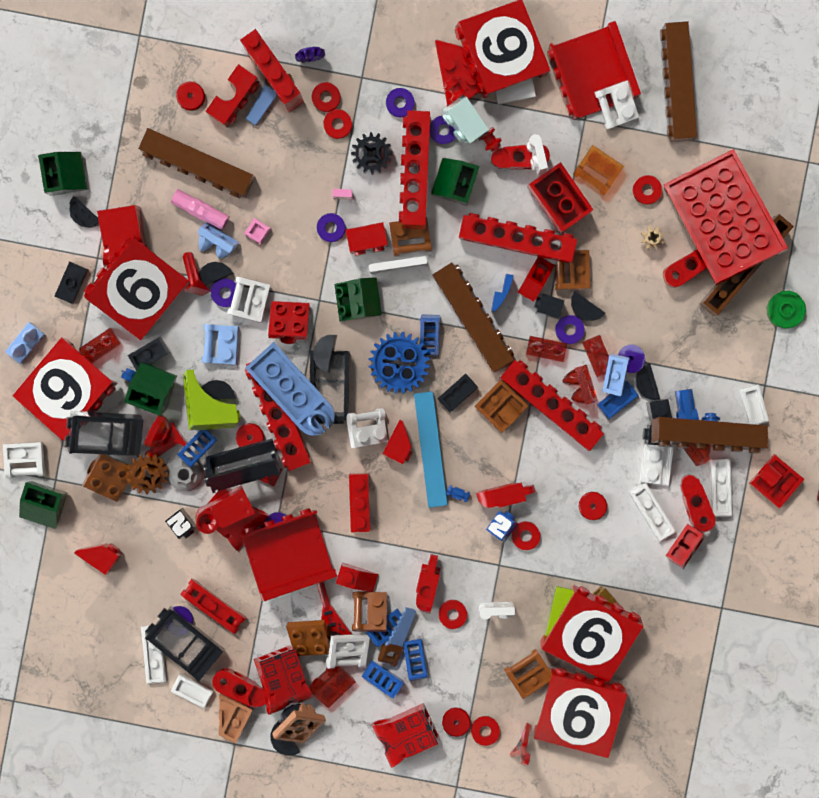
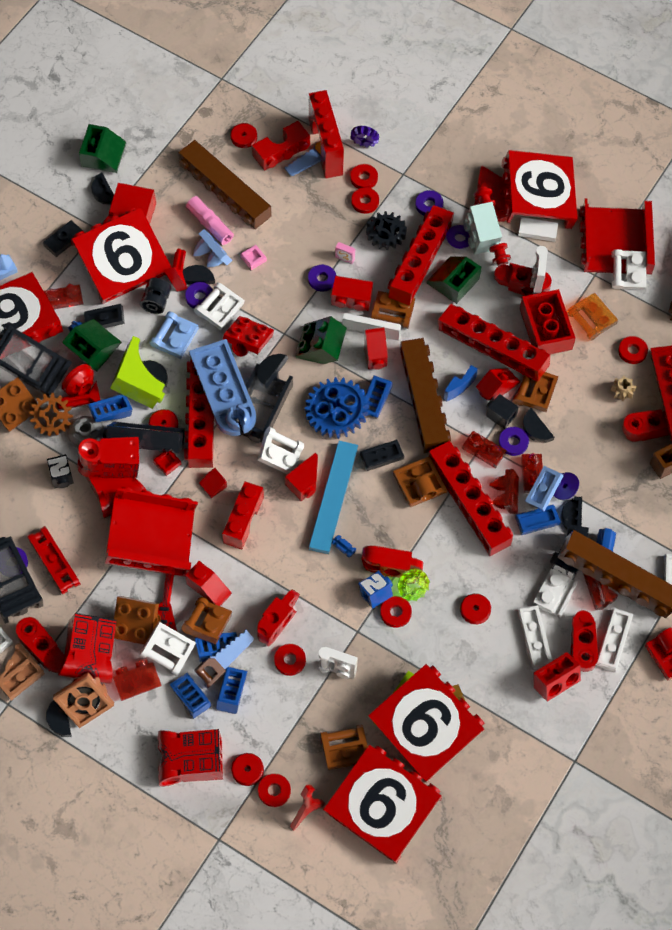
camera: 25 degrees right, 25 degrees down
(183, 307) = (155, 296): none -> black wheel
(319, 479) = (213, 483): none -> red slope
(413, 291) = (375, 348): none -> red slope
(526, 511) = (410, 577): none -> clear neon green gear

